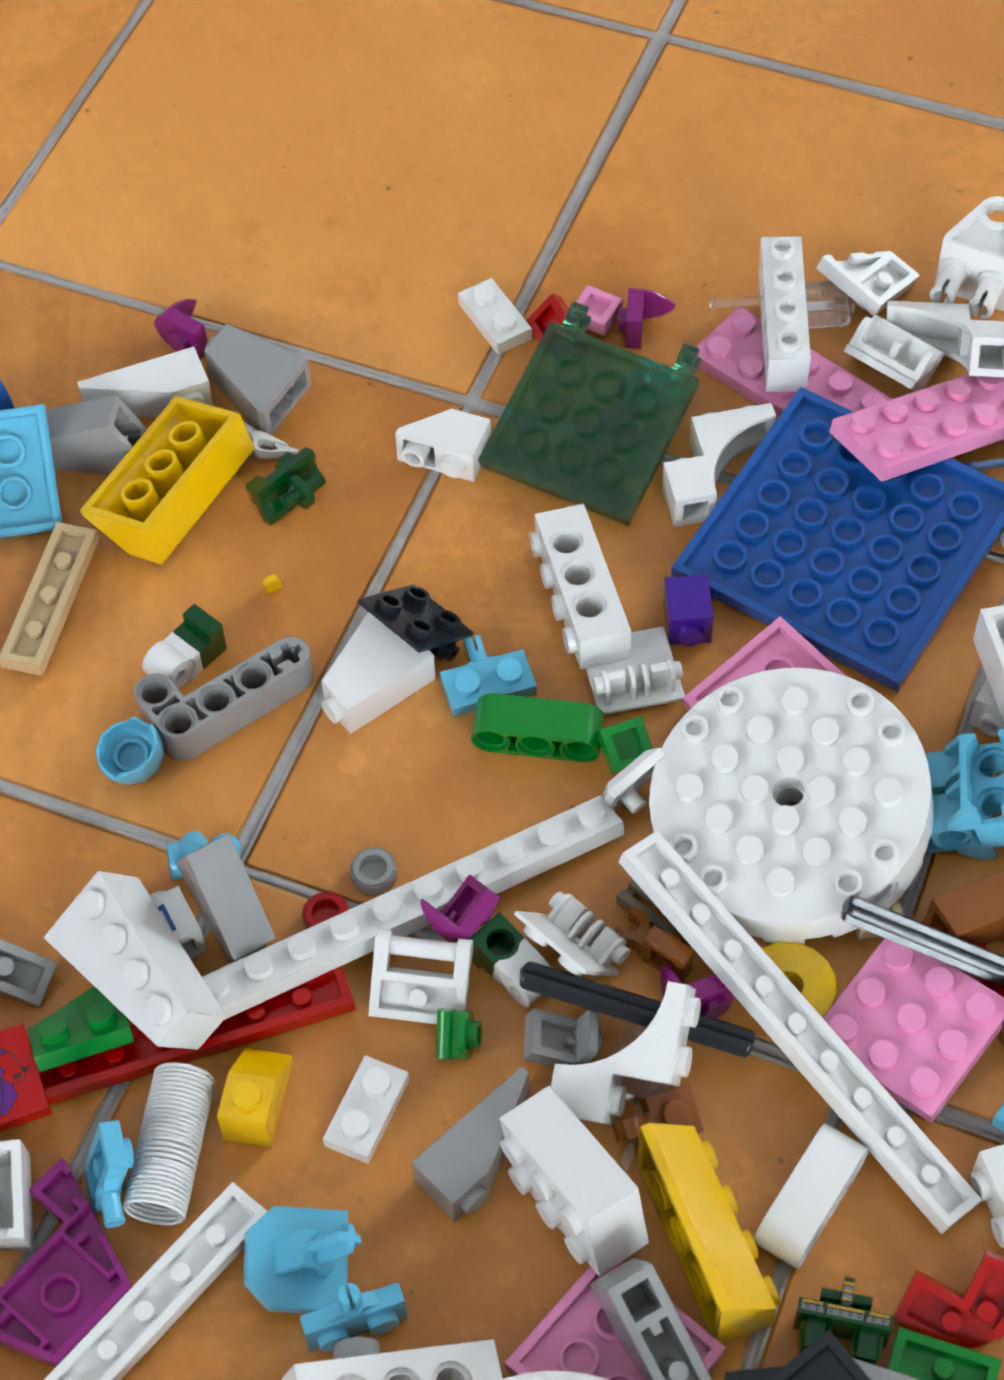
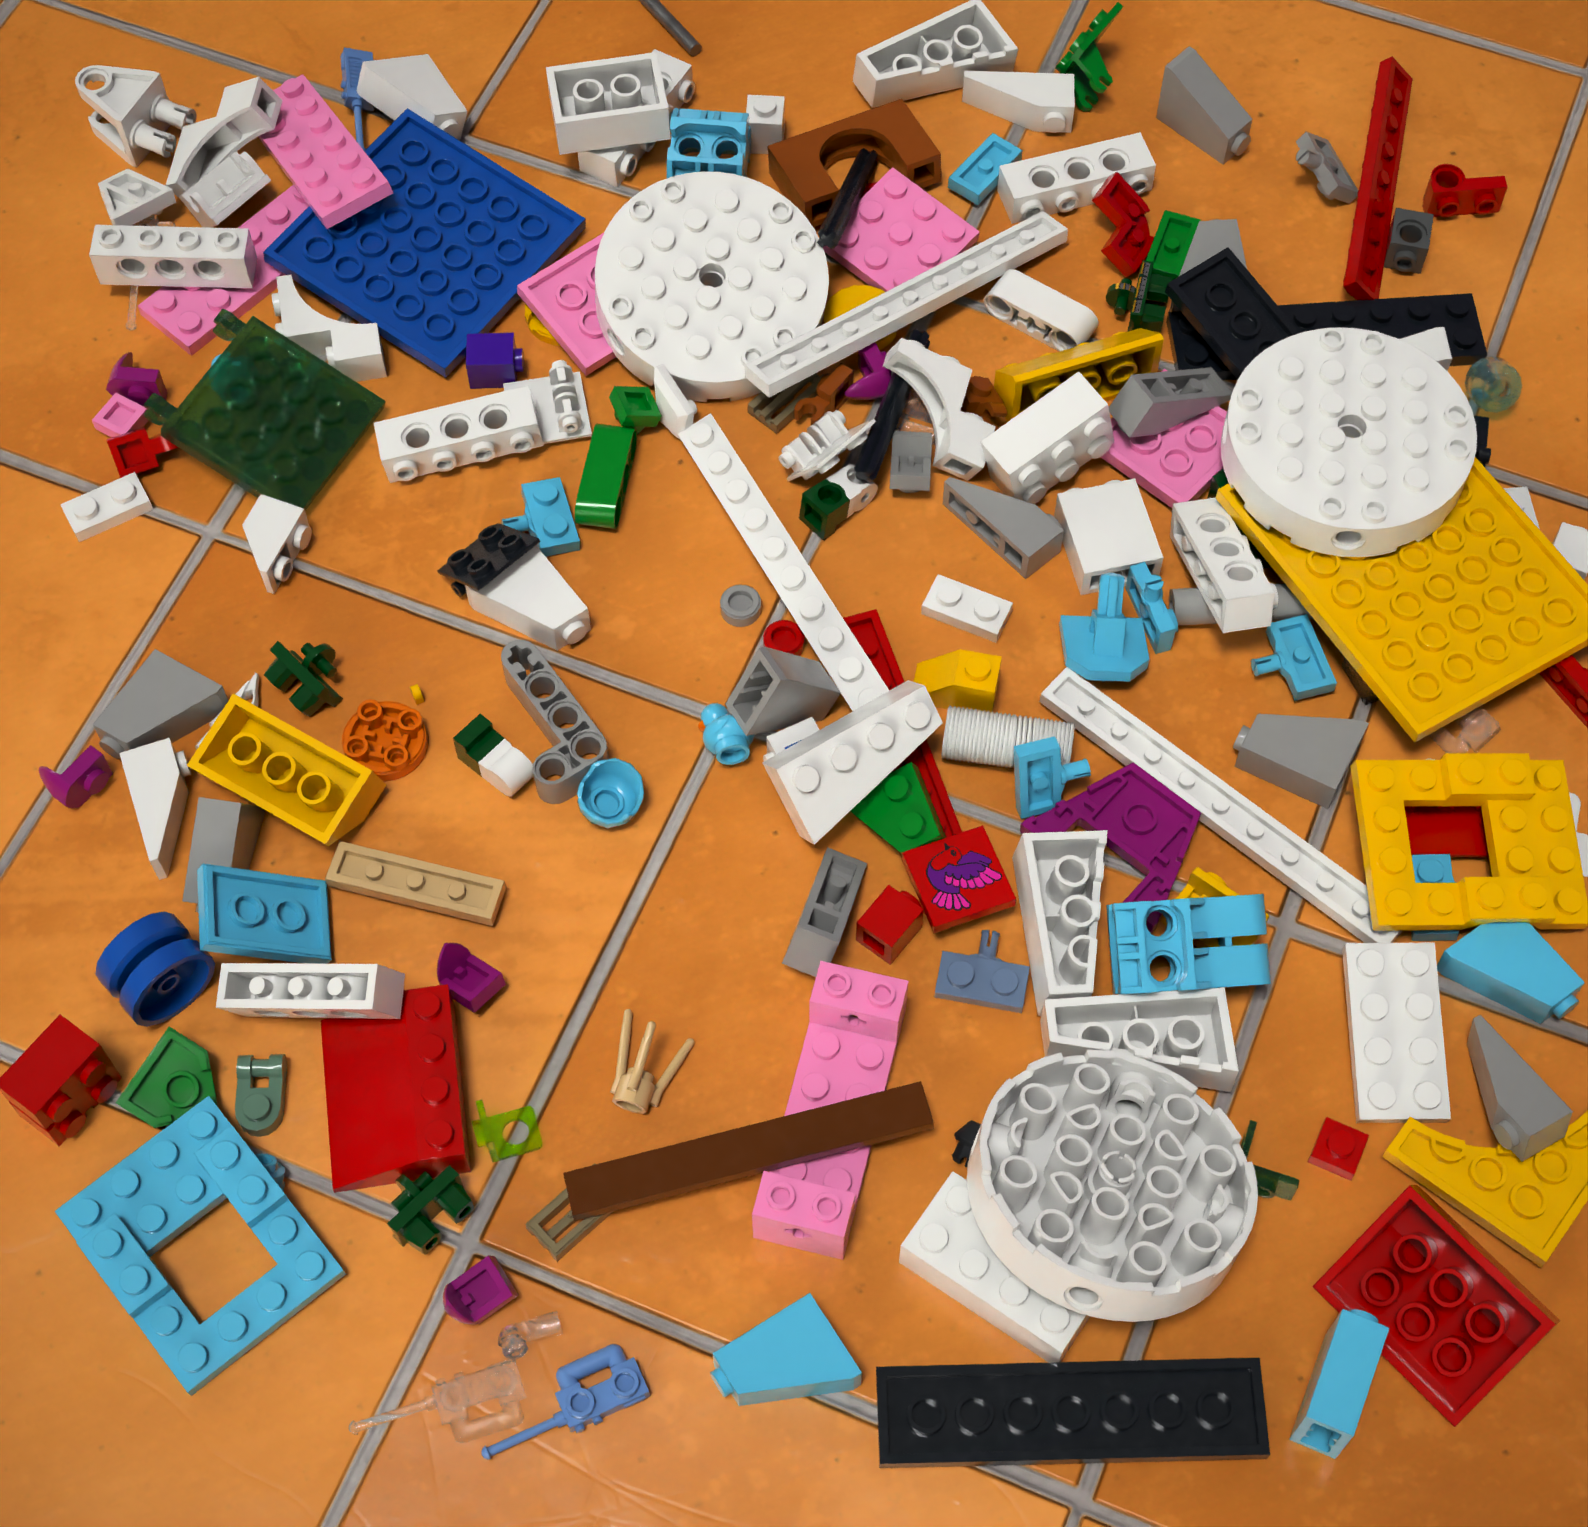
camera: 90 degrees left, 5 degrees up
(217, 561) = (386, 738): none -> orange tile
(418, 993) = (868, 559): white plate -> none
(457, 1034) = (905, 537): green plate -> none
(463, 1268) = (1106, 532): none -> white brick
(465, 911) = (801, 515): magenta plate -> none

